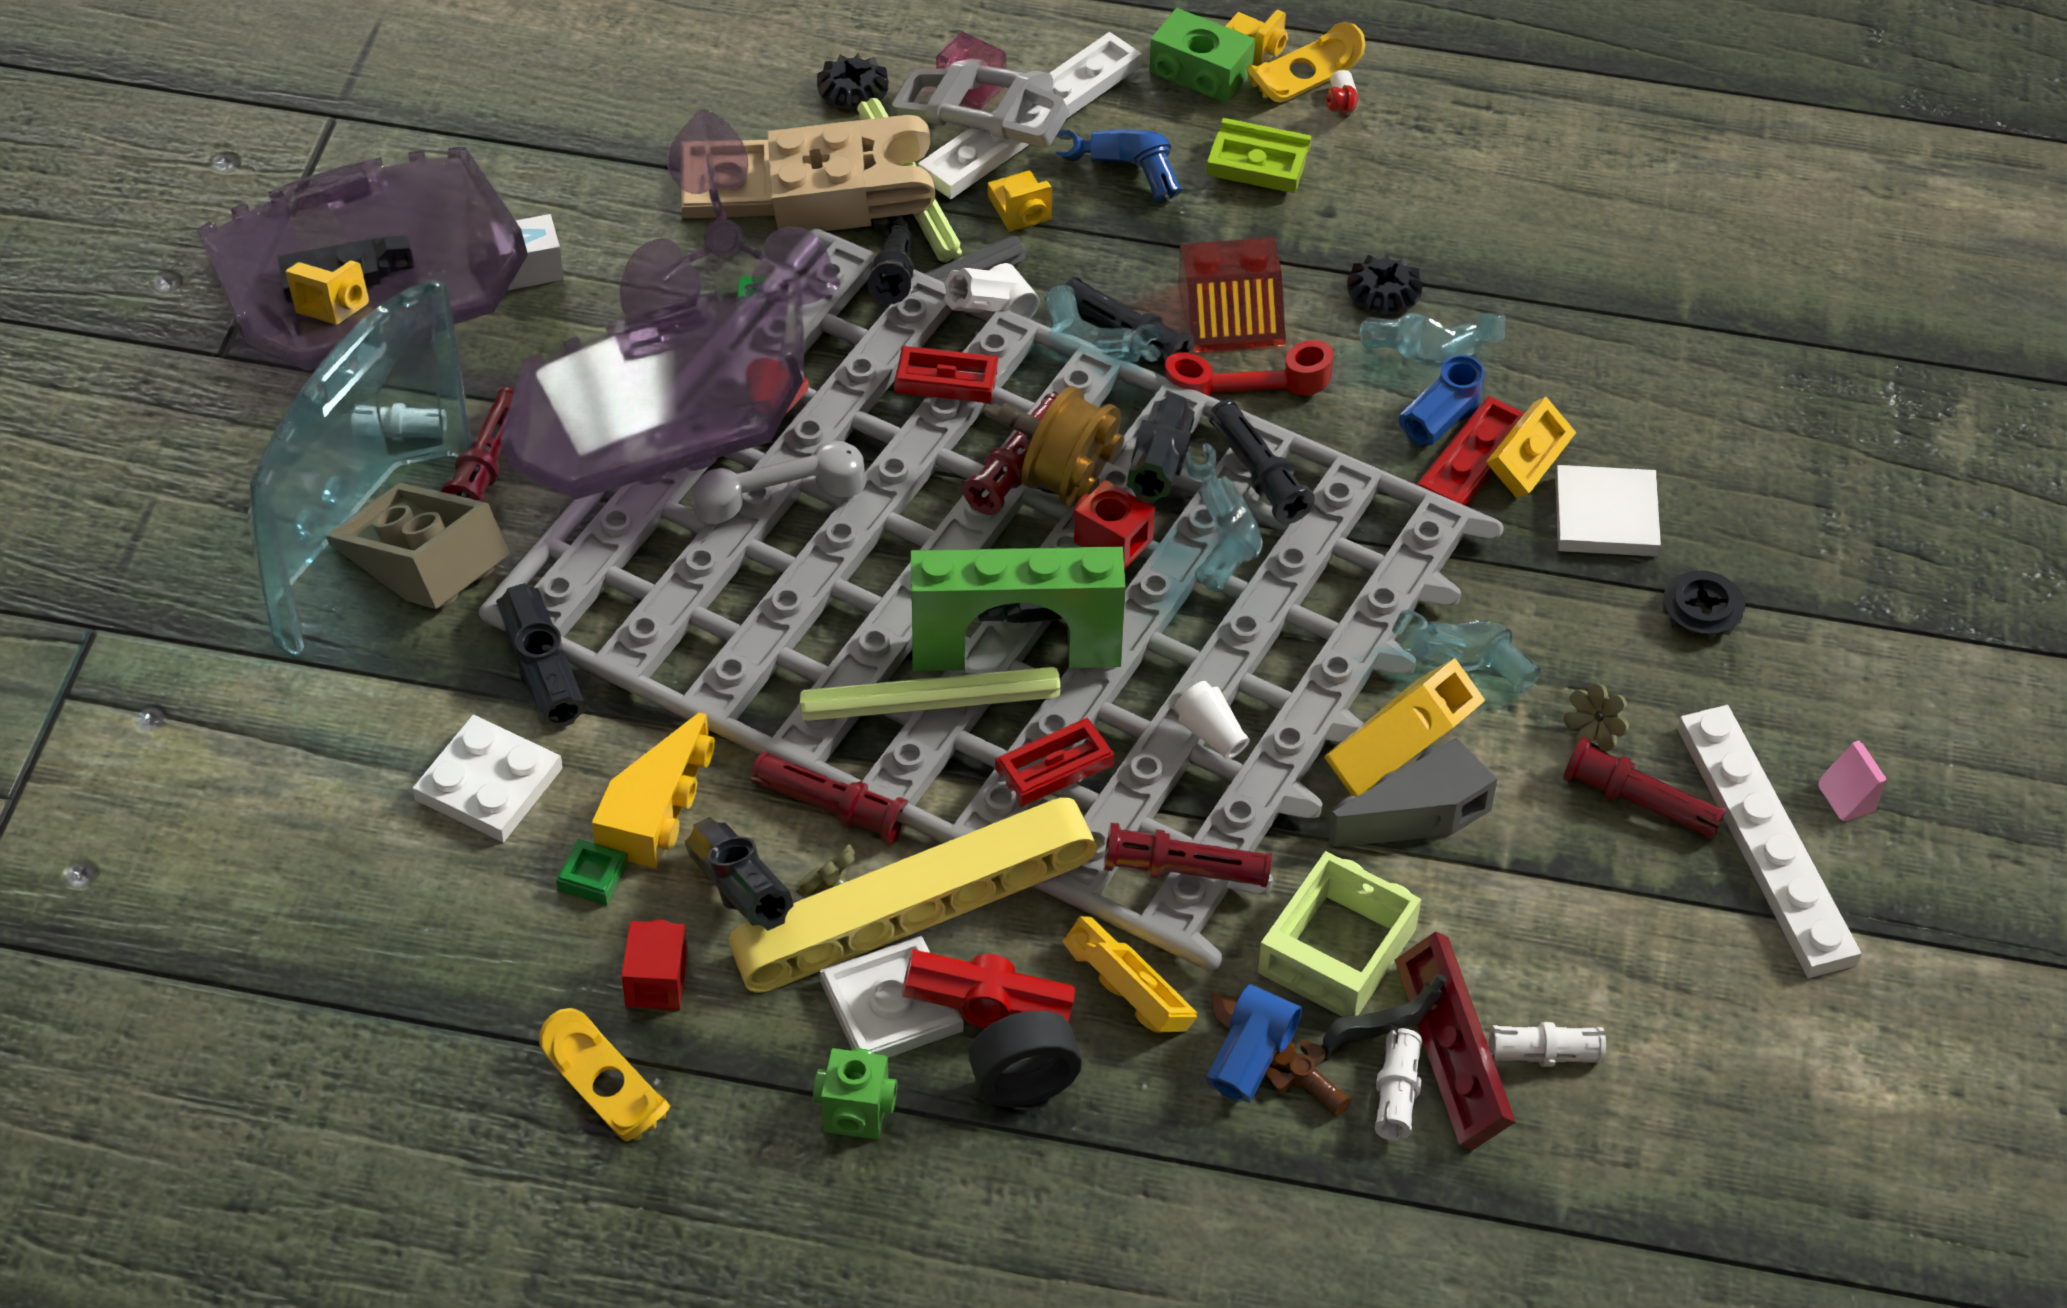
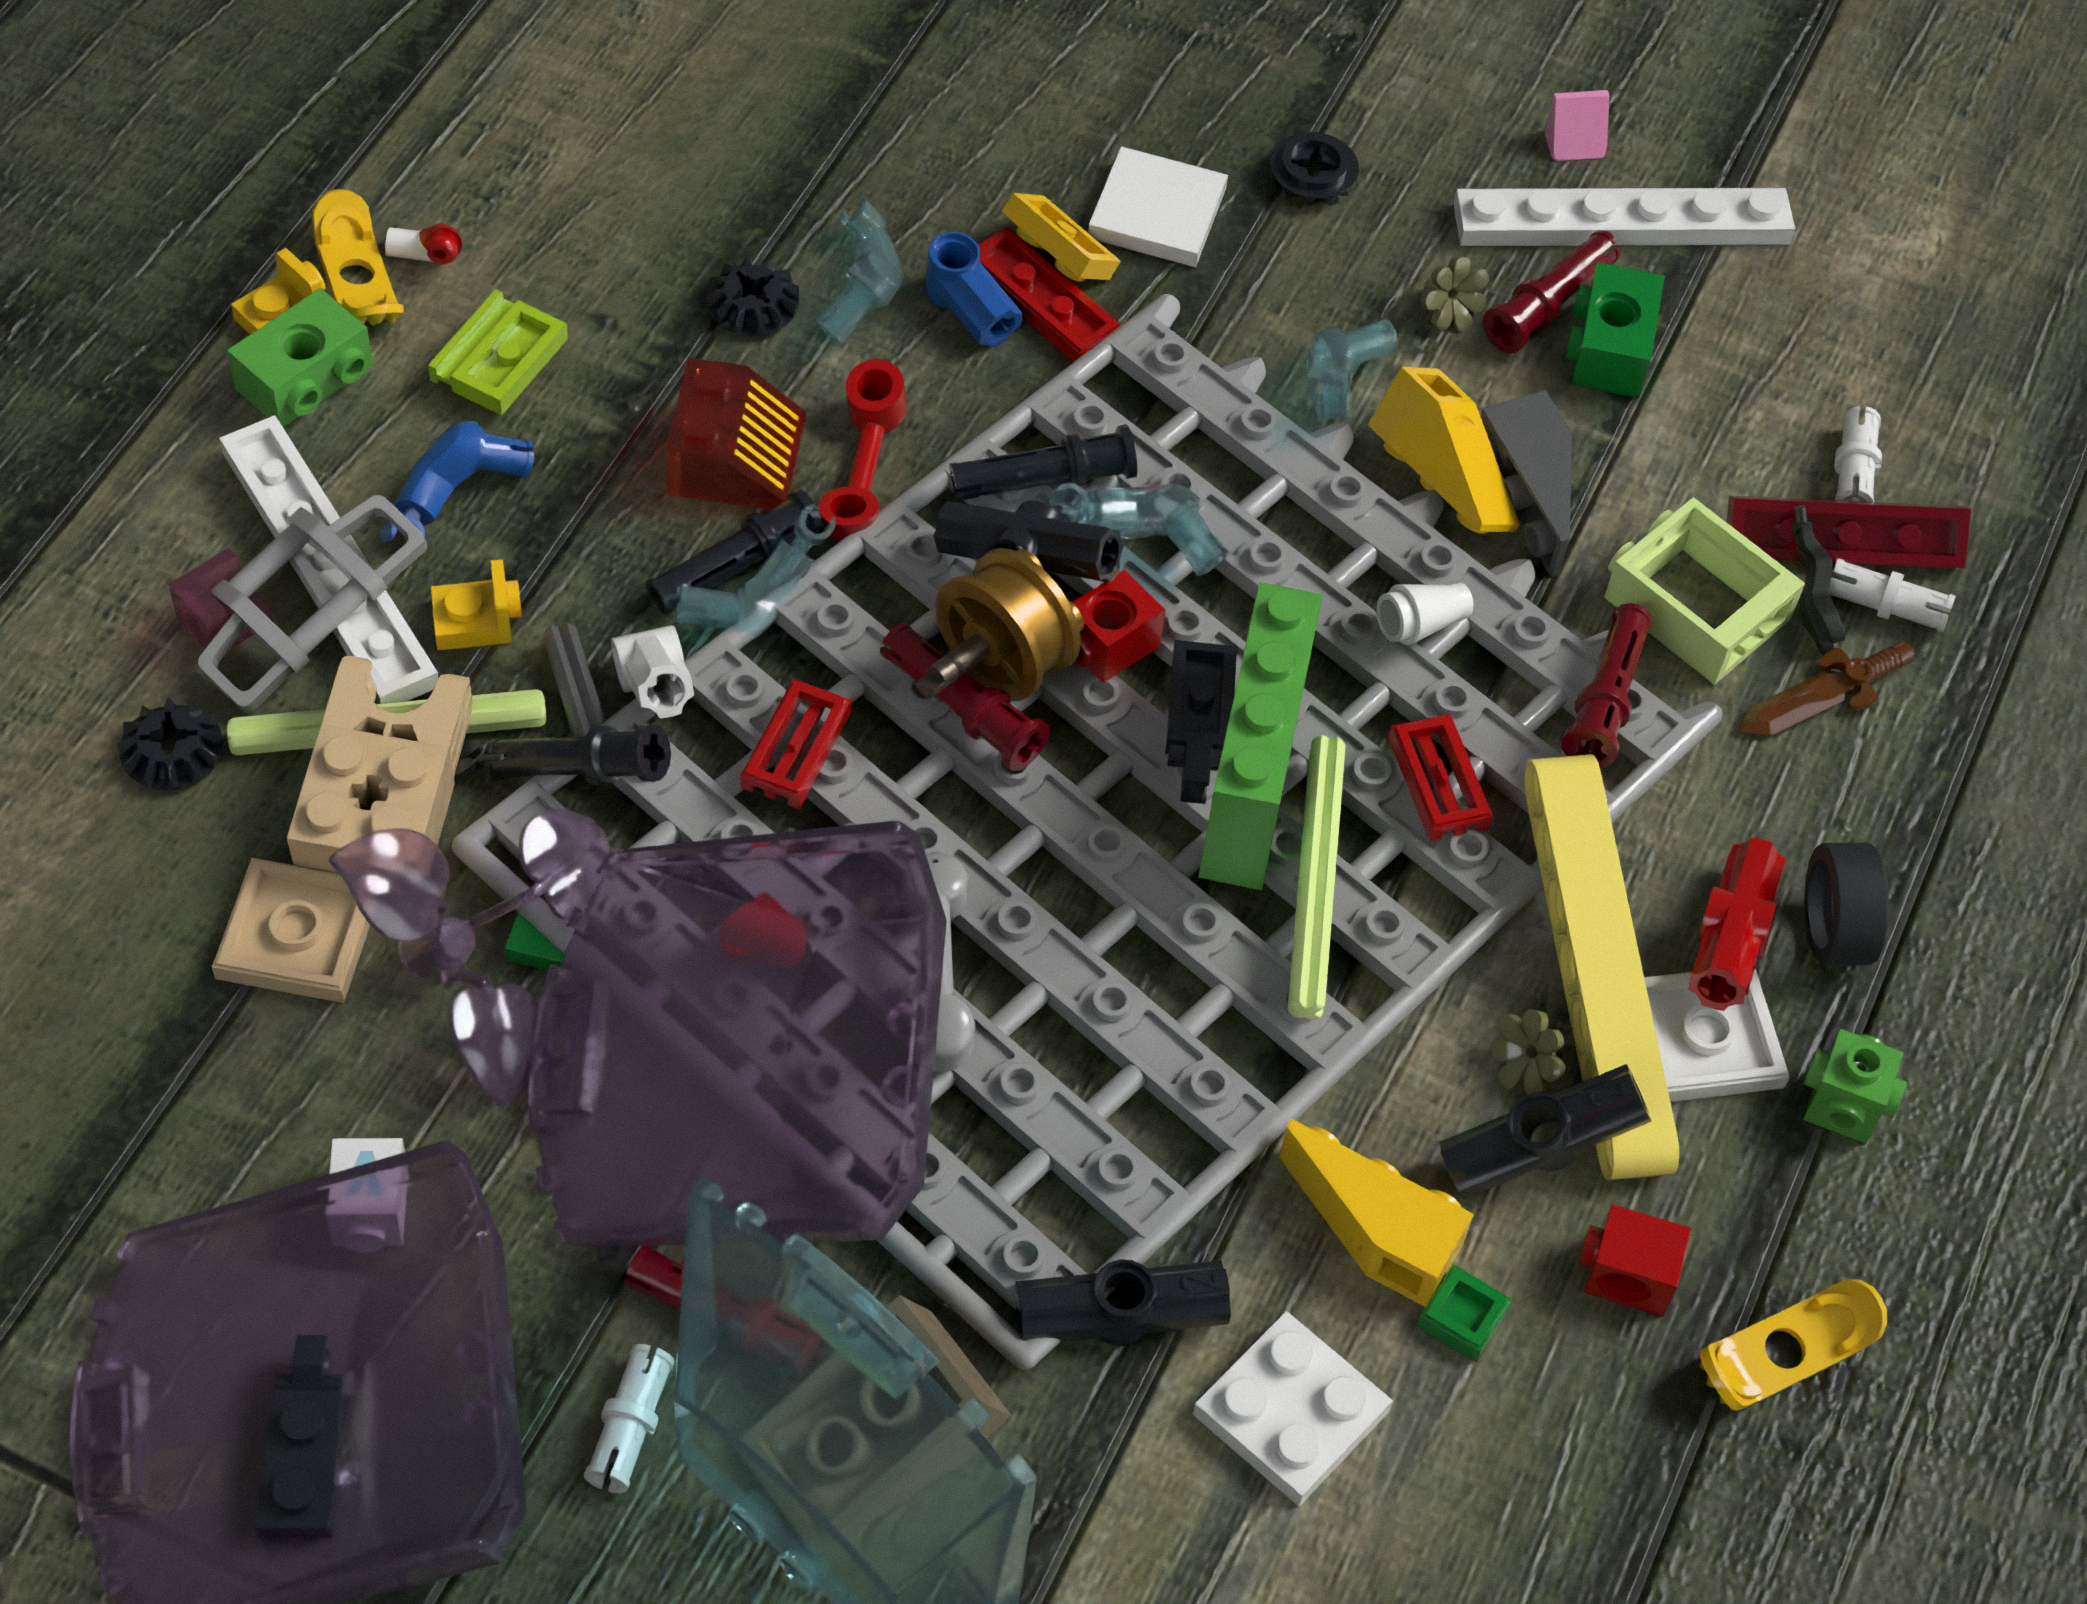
camera: 80 degrees left, 5 degrees up
(327, 293) = (380, 1467): yellow bracket -> none
(851, 804) = (1413, 1024): dark red pin -> none
(1130, 977) = (1722, 791): yellow hinge -> none
(1258, 1030) = (1823, 686): blue piece -> none
(1613, 839) = (1616, 329): none -> green brick

